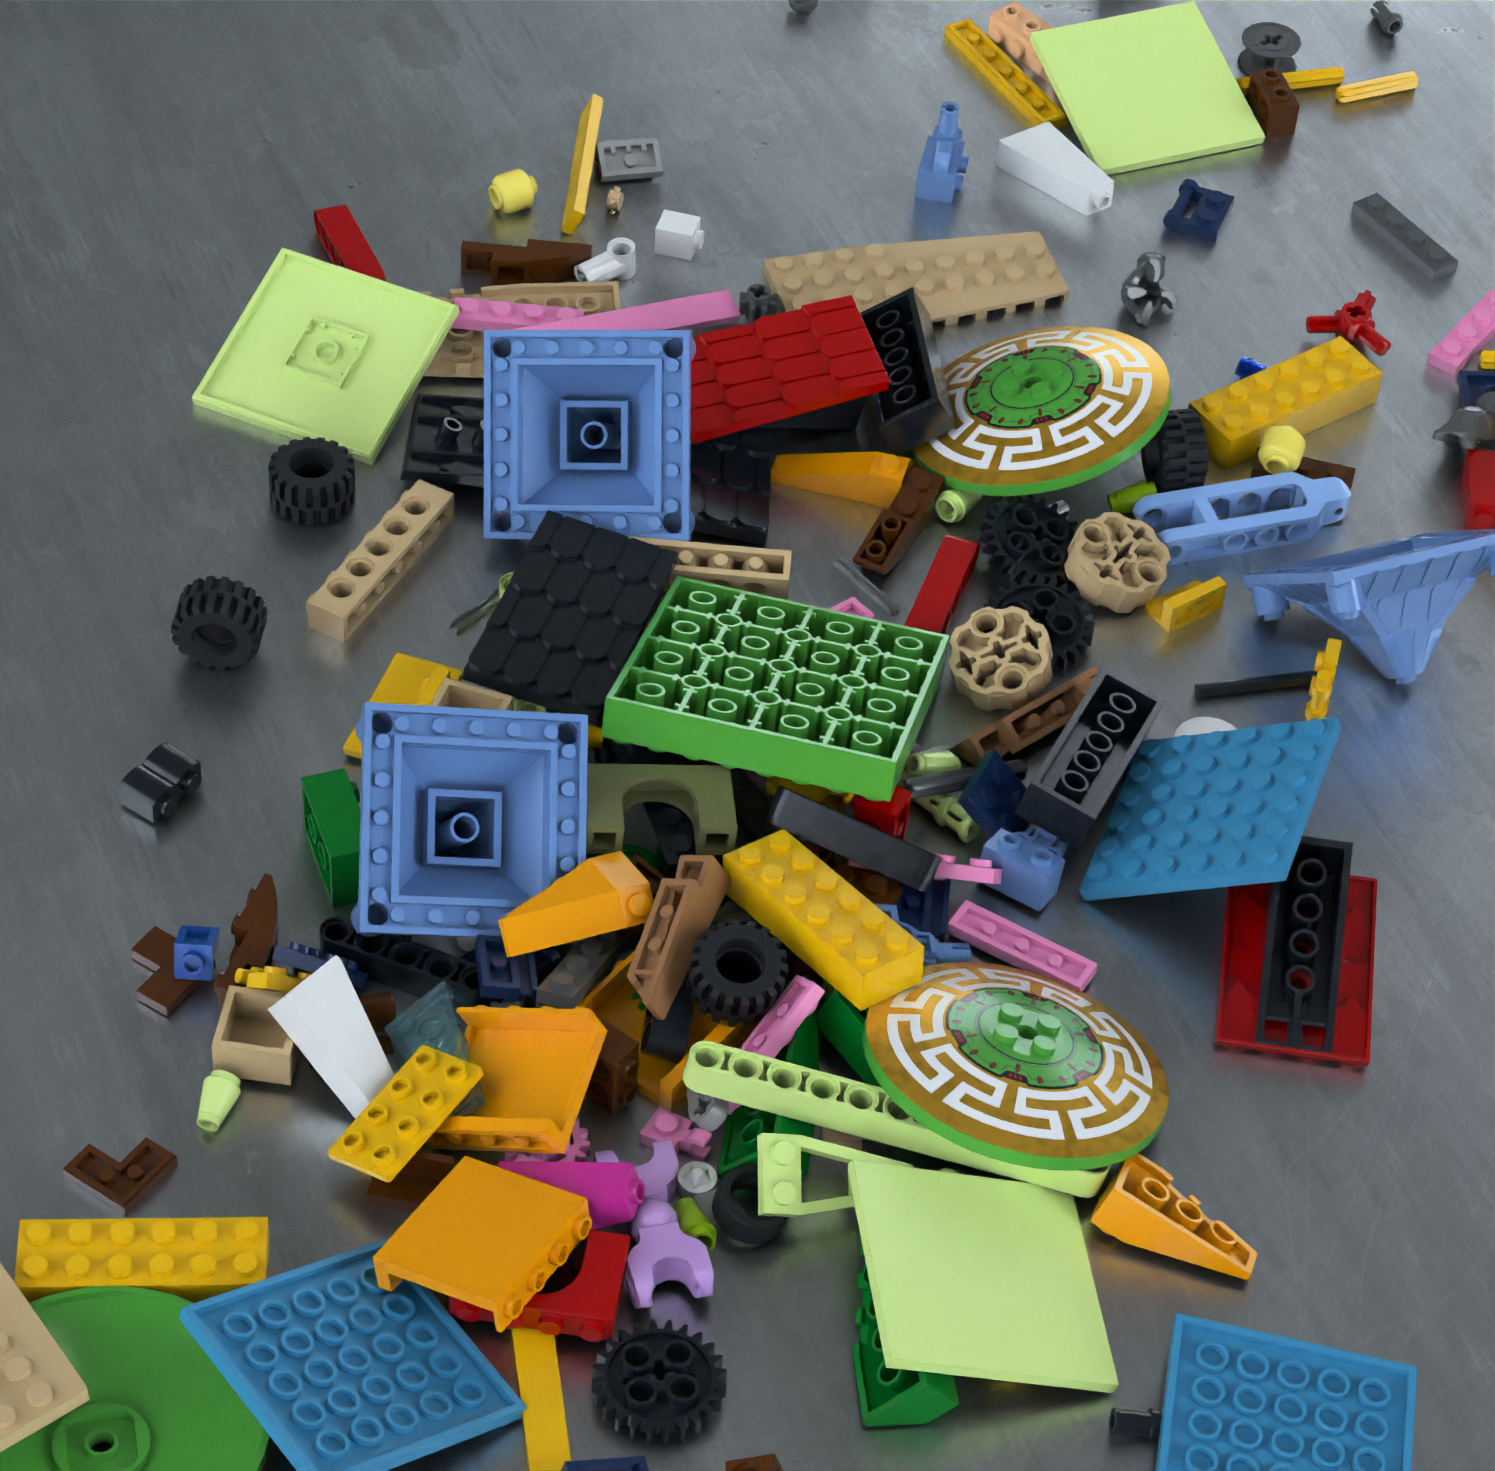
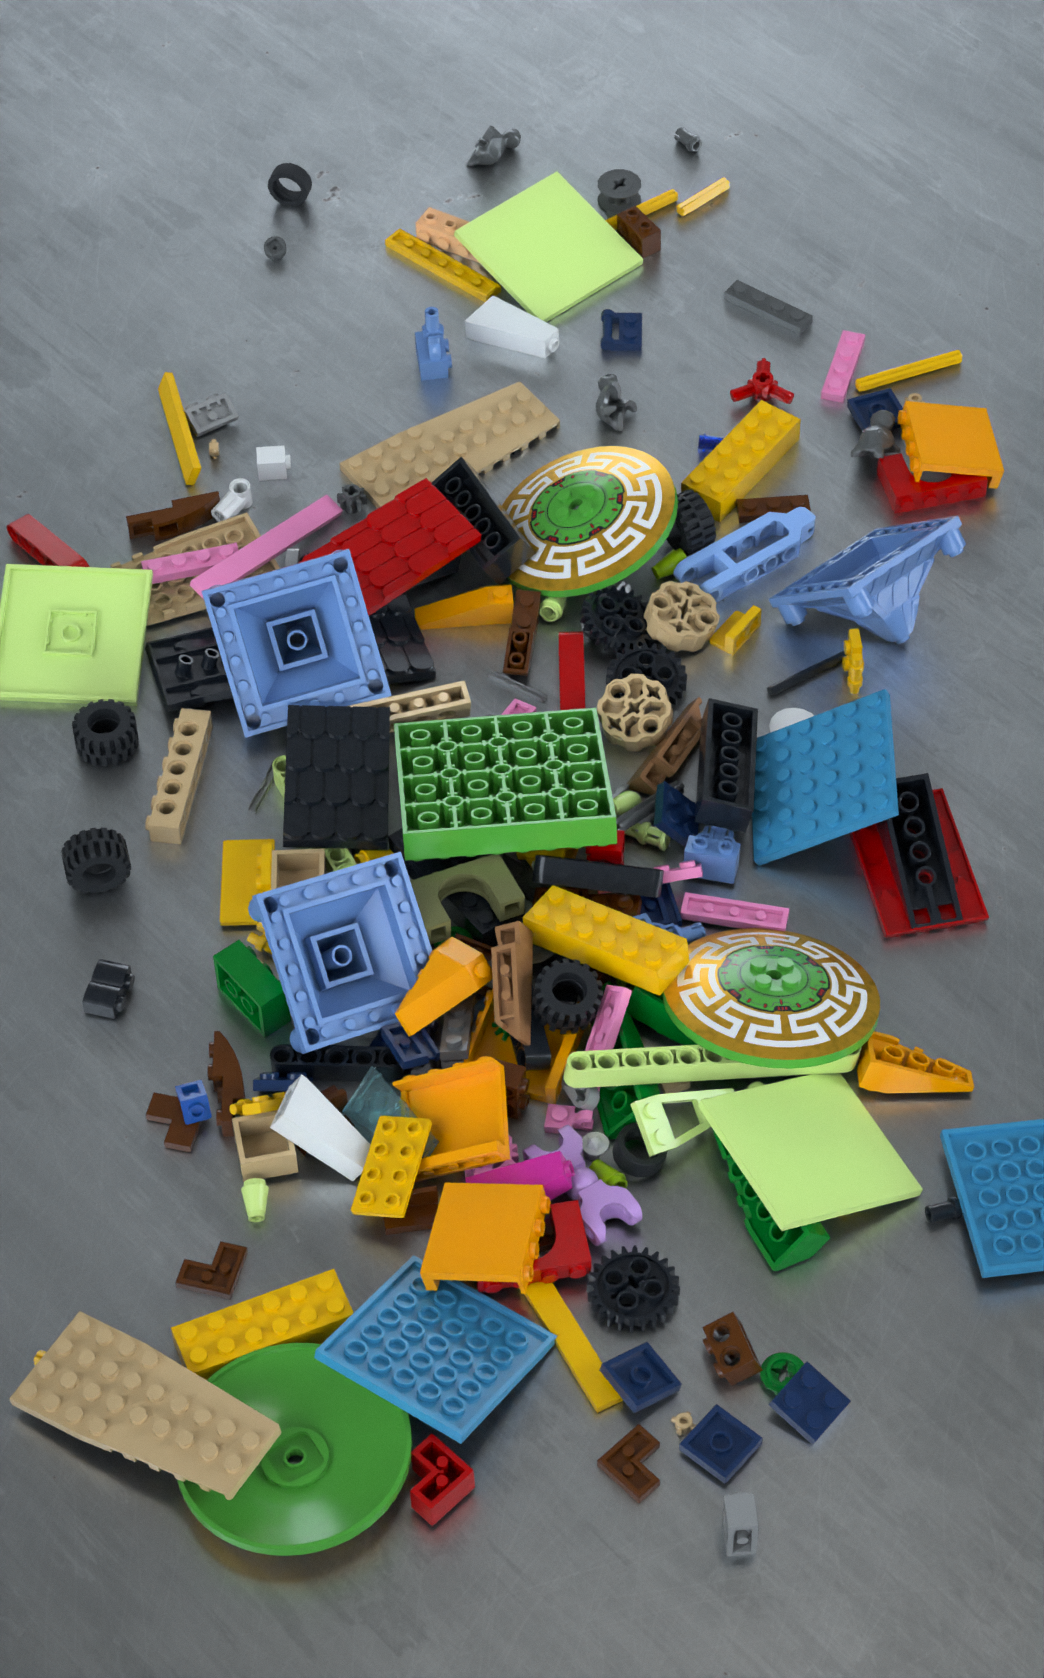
camera: 15 degrees left, 5 degrees up
(512, 191) = (140, 465): light yellow head -> none
(1281, 449) = (757, 498): light yellow head -> none

